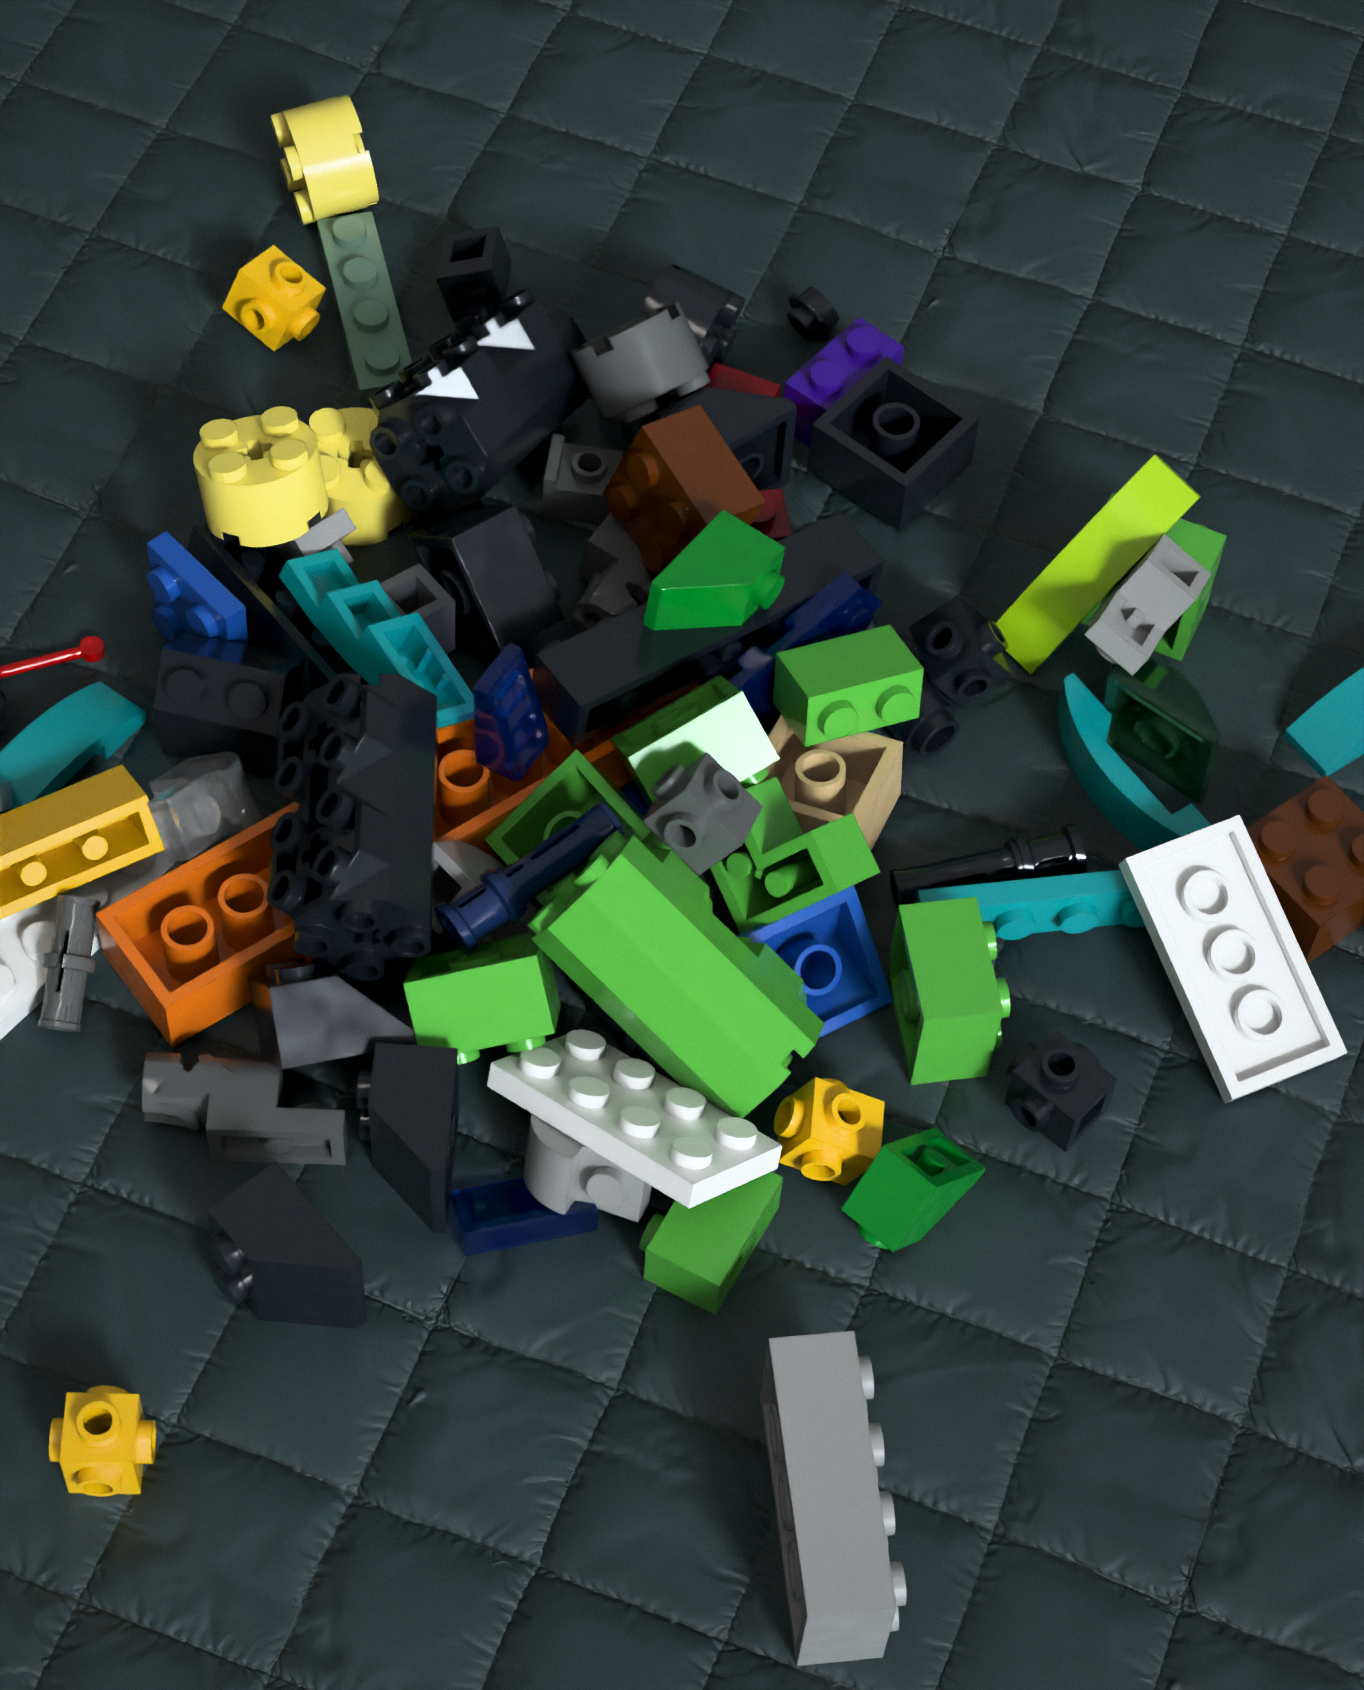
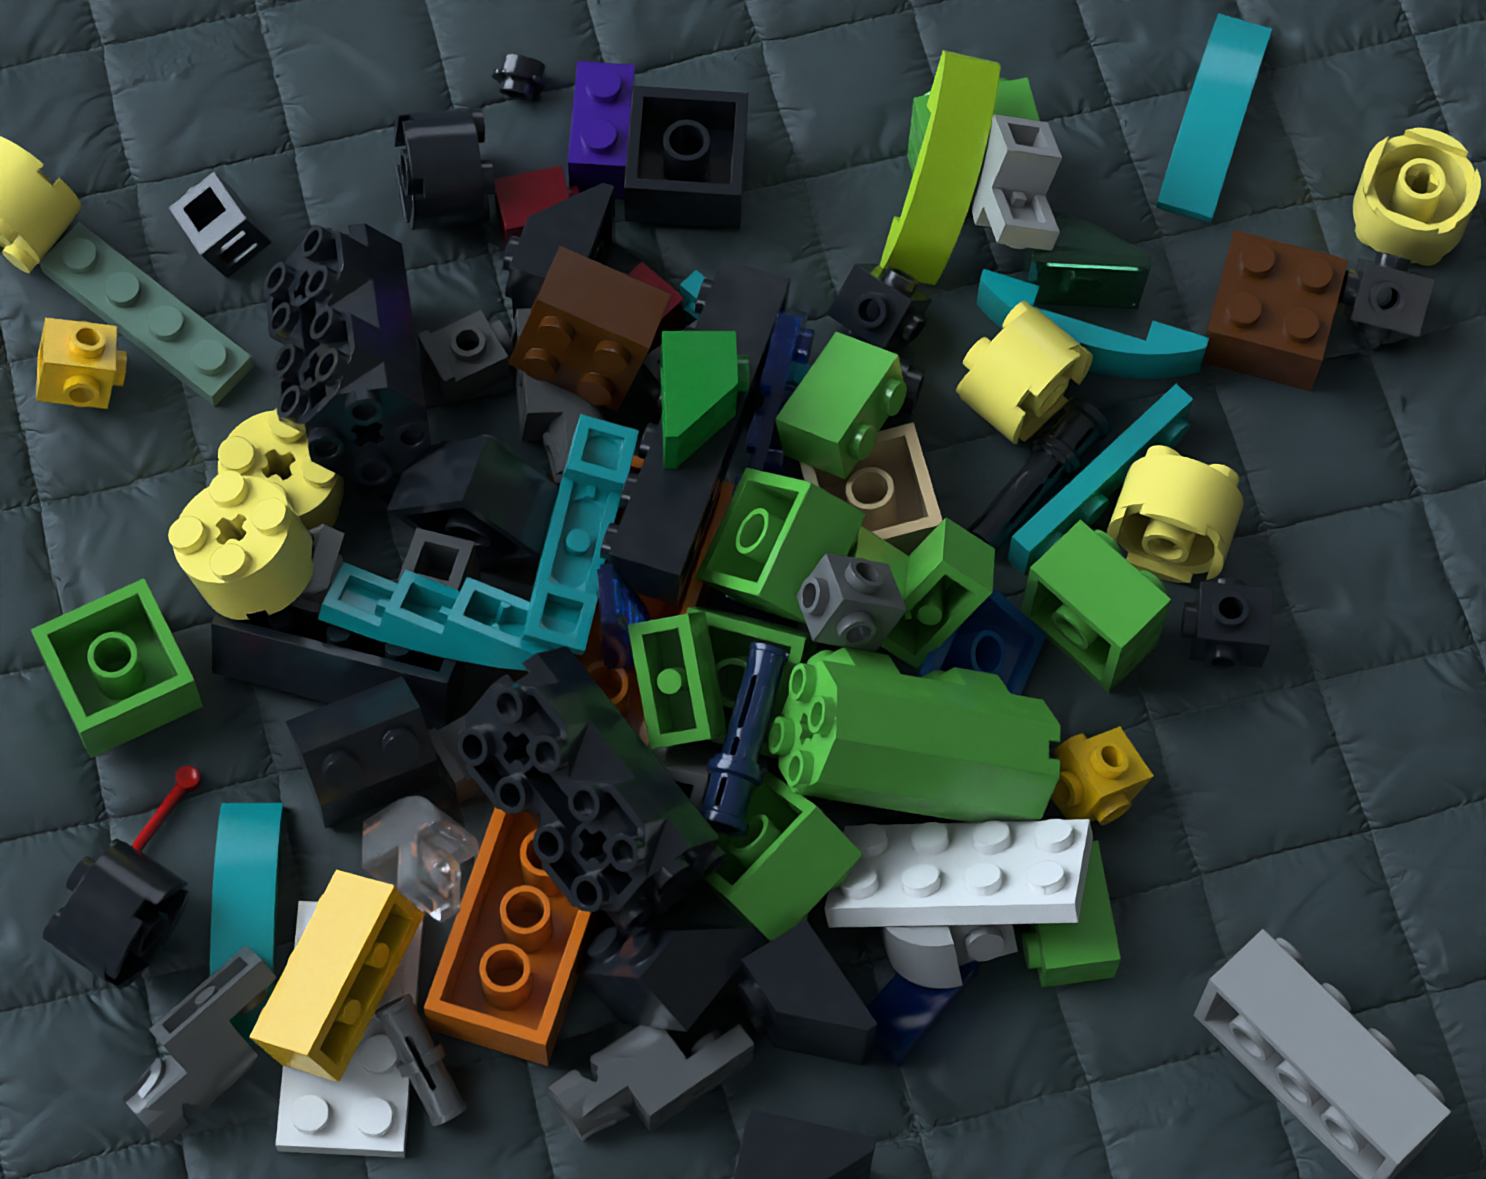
camera: 35 degrees left, 10 degrees up
(97, 521) = (117, 668): none -> bright green brick
(190, 596) = (262, 689): blue plate -> none
(514, 789) = (677, 679): none -> bright green brick
(588, 594) = (584, 507): none -> teal slope
(640, 362) = (456, 229): dark grey brick -> none
(910, 1188) = (1185, 778): green slope -> none
(1037, 770) = (1022, 373): none -> light yellow brick
(1081, 968) = (1177, 515): none -> light yellow brick
(1232, 958) = (1275, 429): white plate -> none

